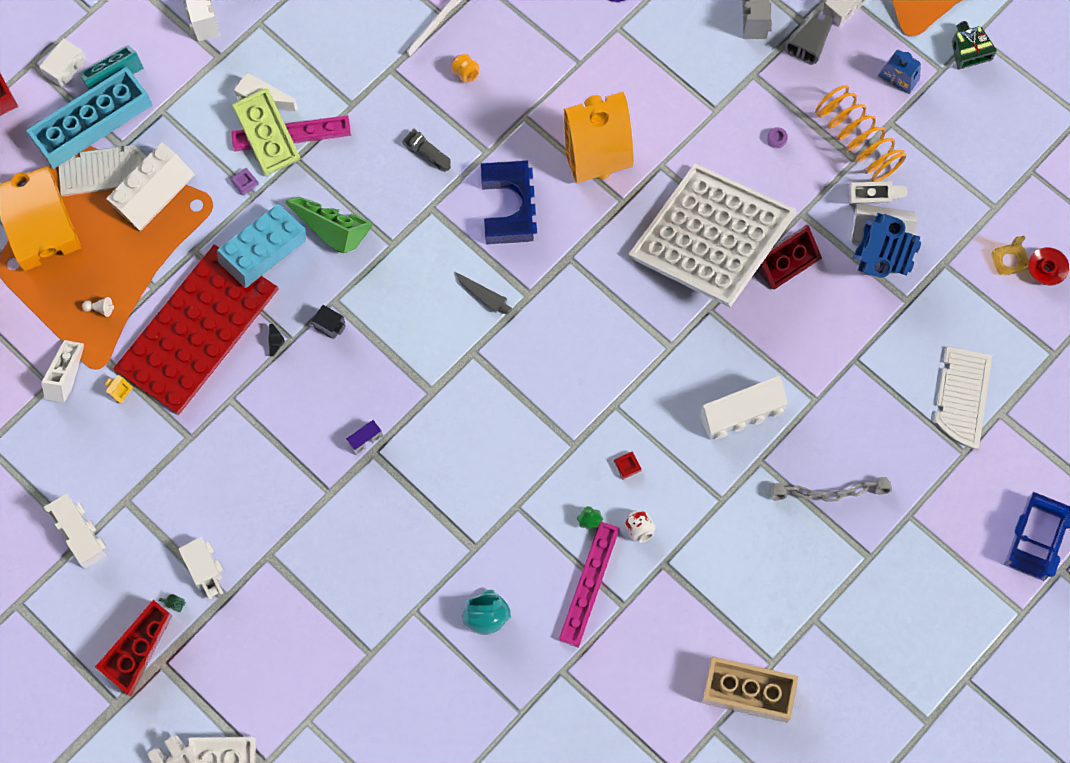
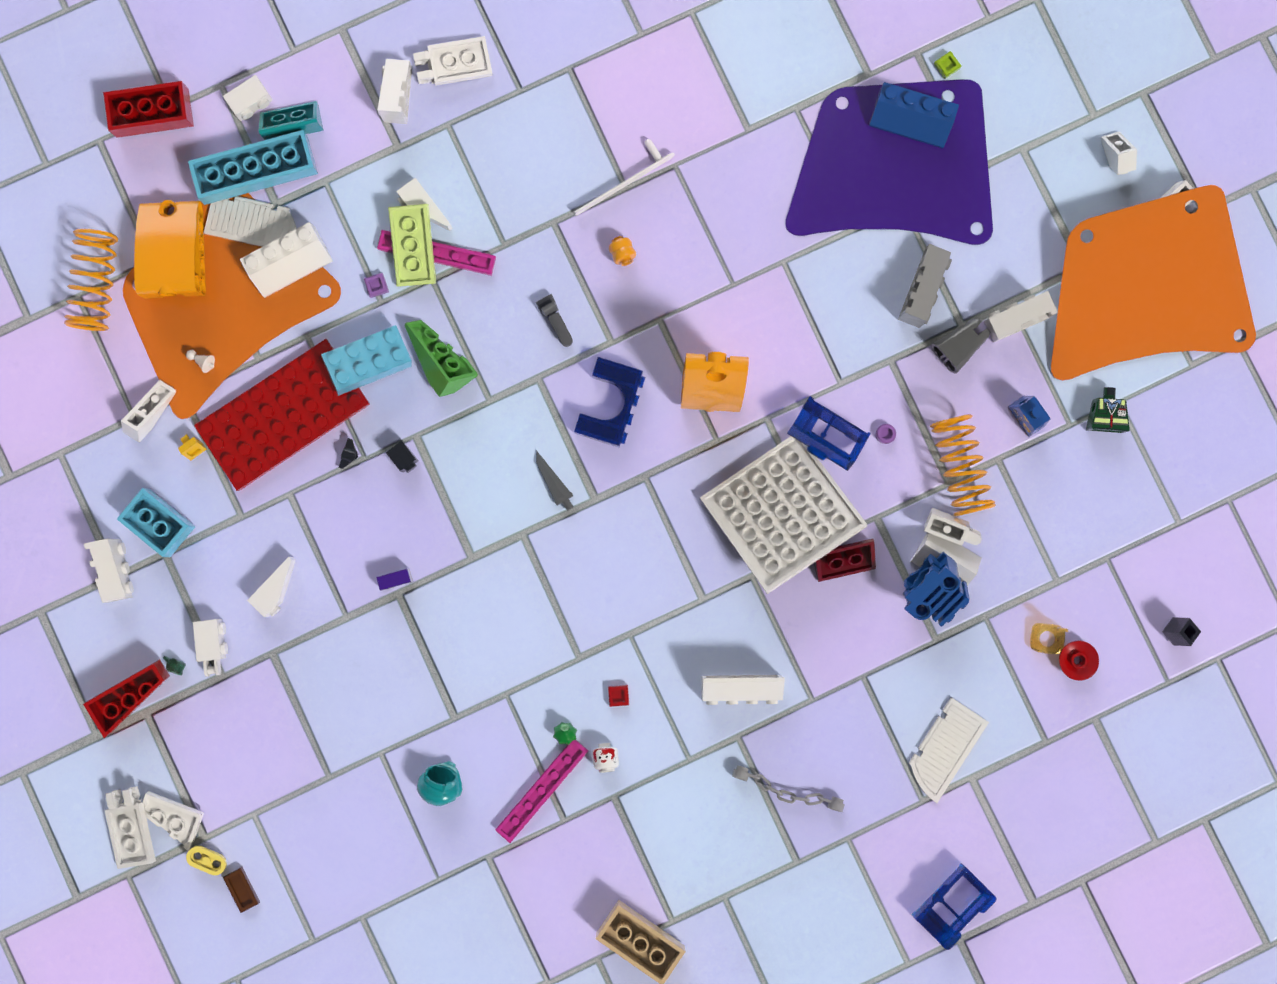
camera: 15 degrees right, 15 degrees up
(108, 469) = (156, 522): none -> medium azure brick
(246, 496) = (273, 590): none -> white slope
(724, 163) = (817, 445): none -> clear blue piece

